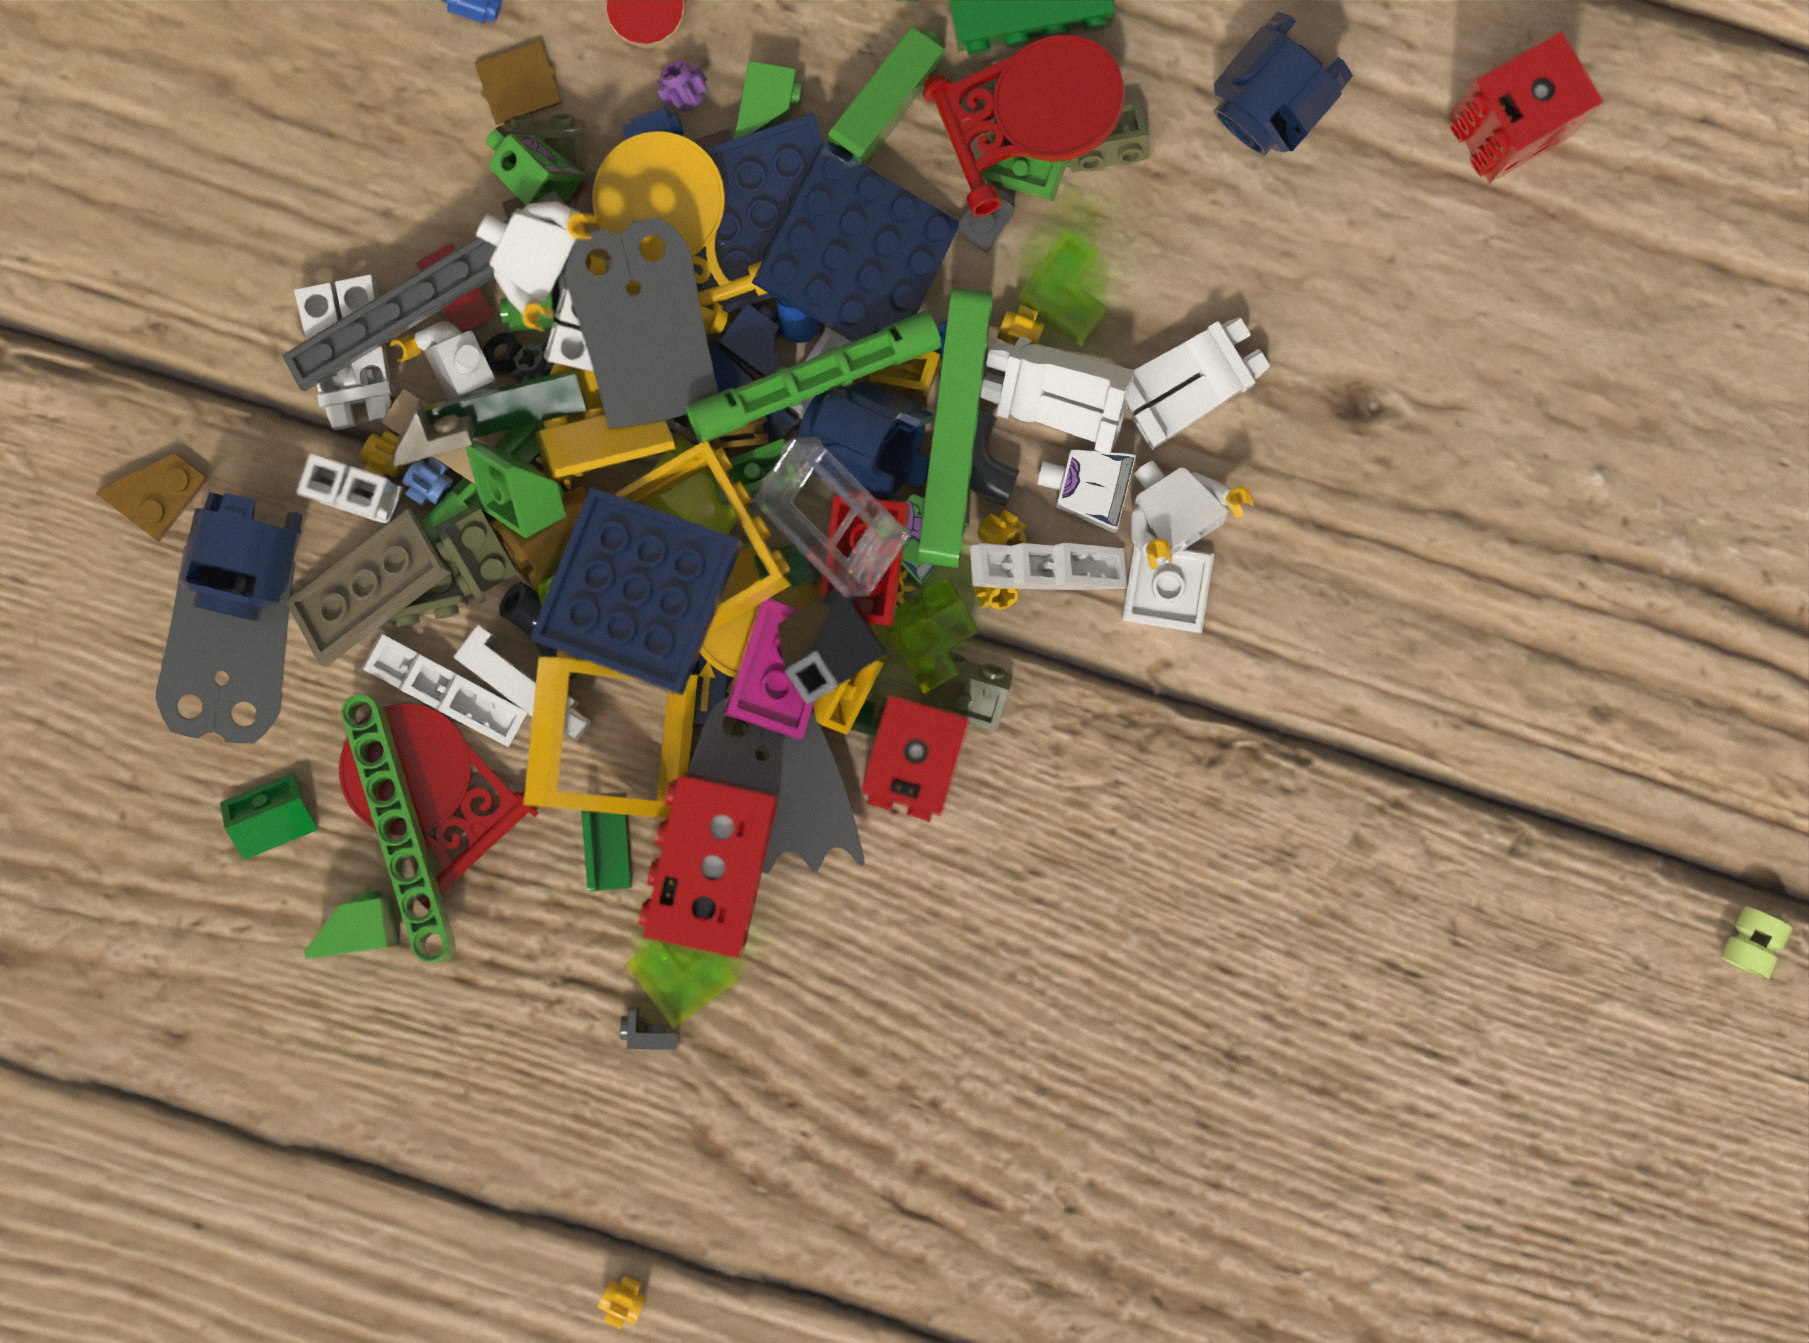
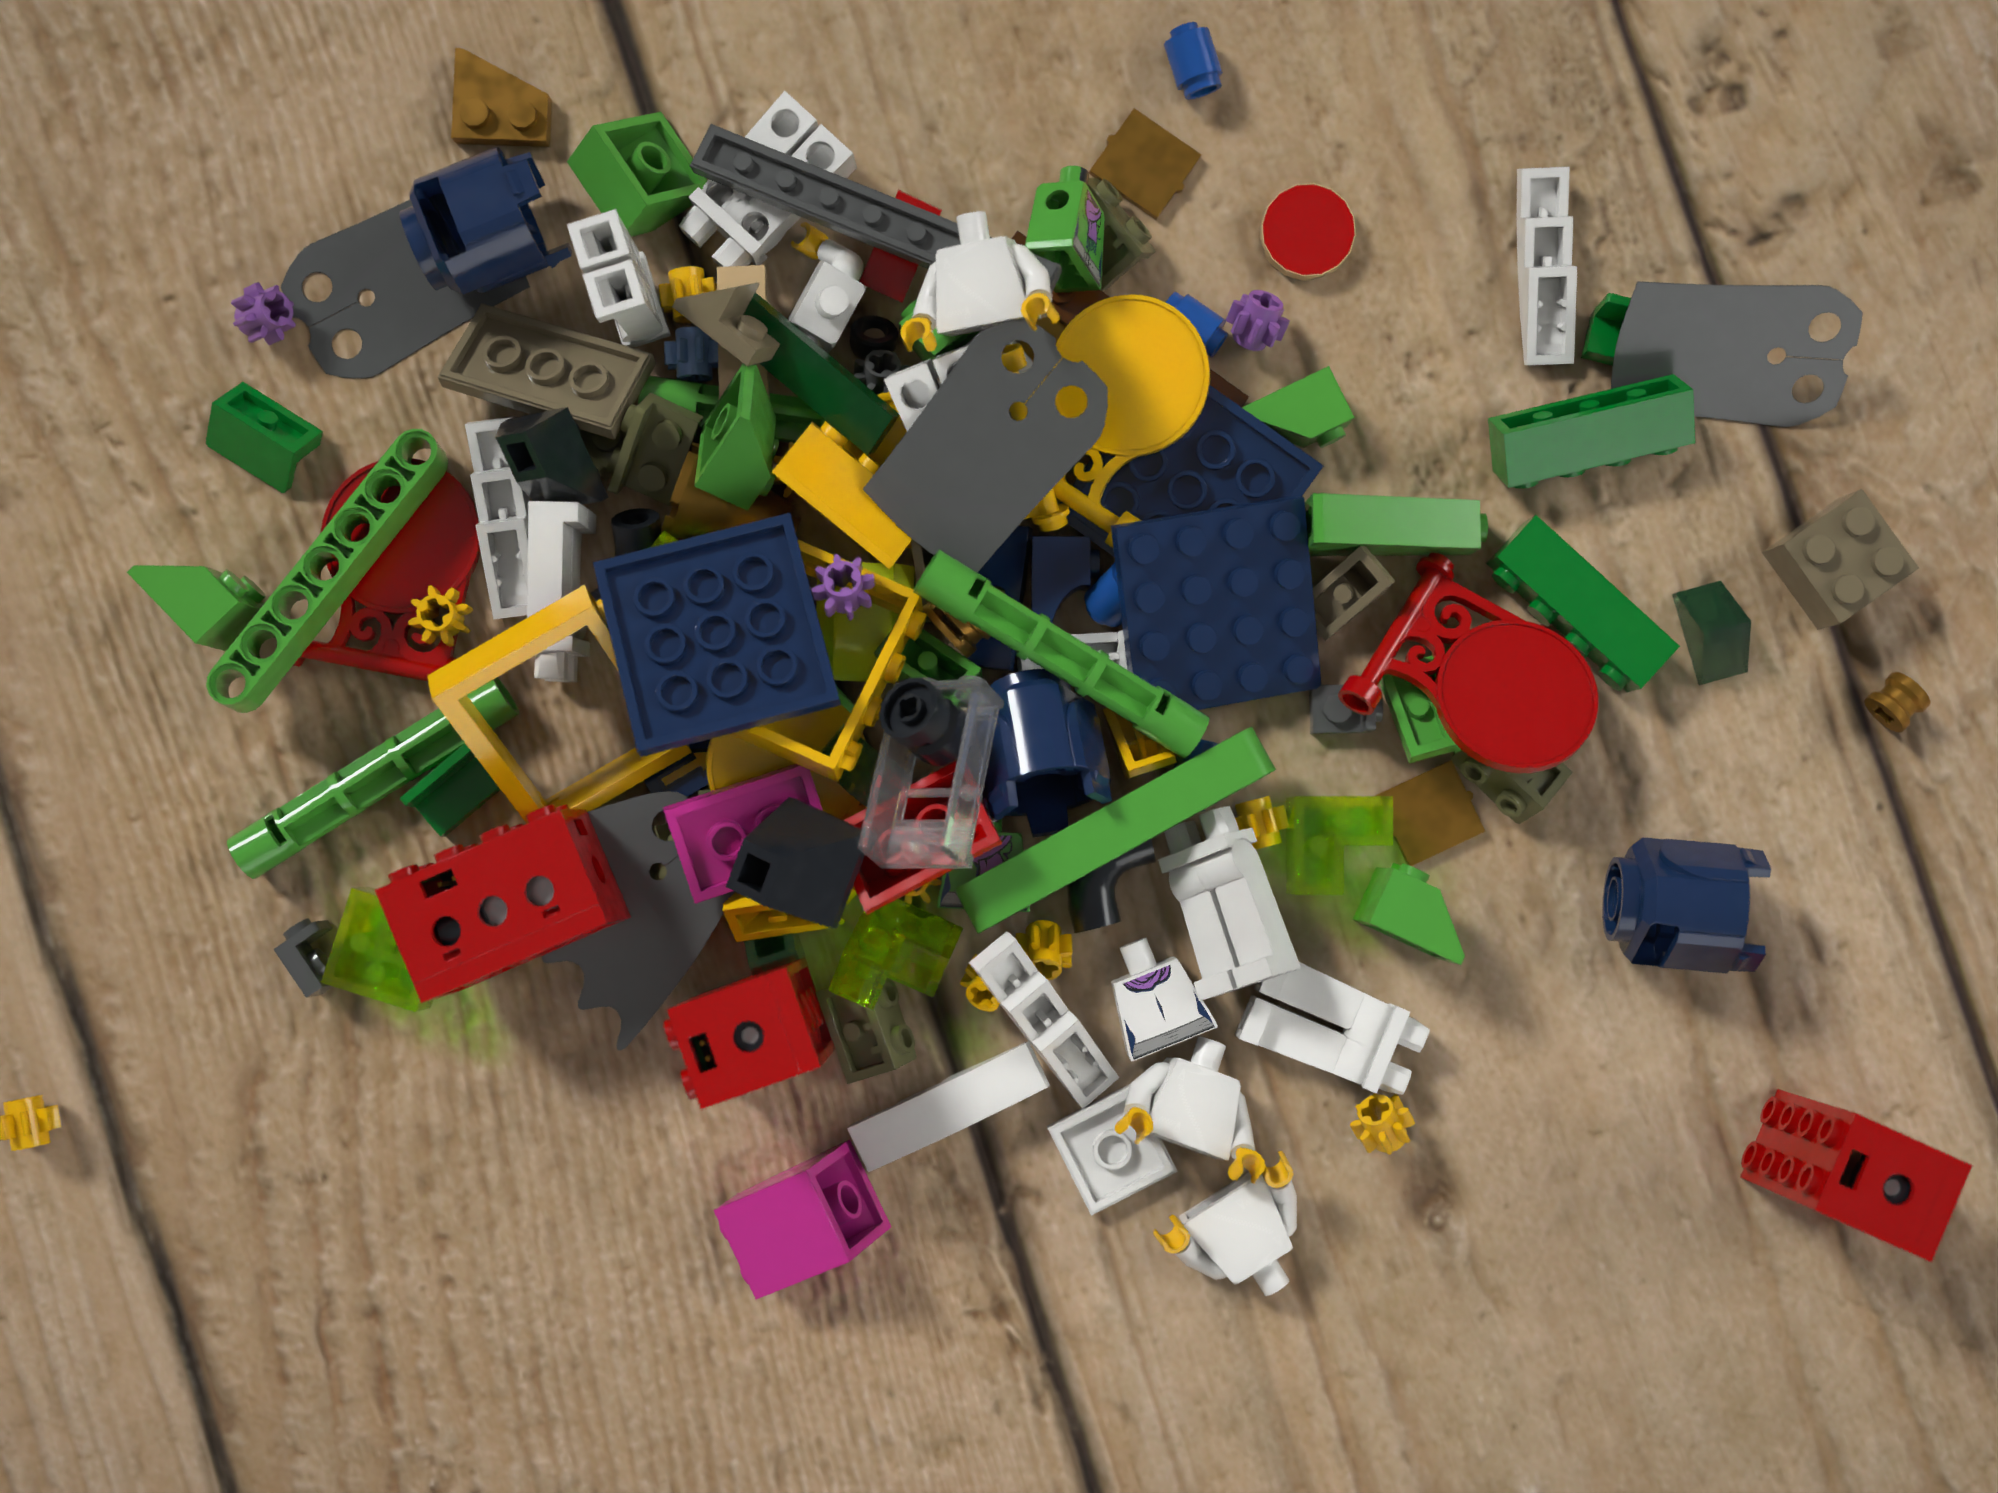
camera: 50 degrees right, 0 degrees up
(185, 753) = (263, 313): none -> medium lavender gear
(274, 430) = (637, 170): none -> bright green slope
(432, 623) = (550, 458): none -> black slope
(480, 766) = (452, 622): none -> yellow gear
(556, 913) = (360, 784): none -> bright green piece
(655, 486) = (840, 574): none -> medium lavender gear
(793, 497) = (923, 721): none -> black wheel
(909, 157) = (1348, 591): none -> dark tan slope
(1060, 674) = (948, 1106): none -> white slope
(1065, 826) = (803, 1220): none -> dark pink slope
(1099, 210) = (1432, 813): none -> pearl gold piece
(1152, 273) = (1410, 911): none -> bright green slope
(1279, 393) = (1382, 1123): none -> yellow gear
(1281, 538) = (1240, 1229): none -> white torso

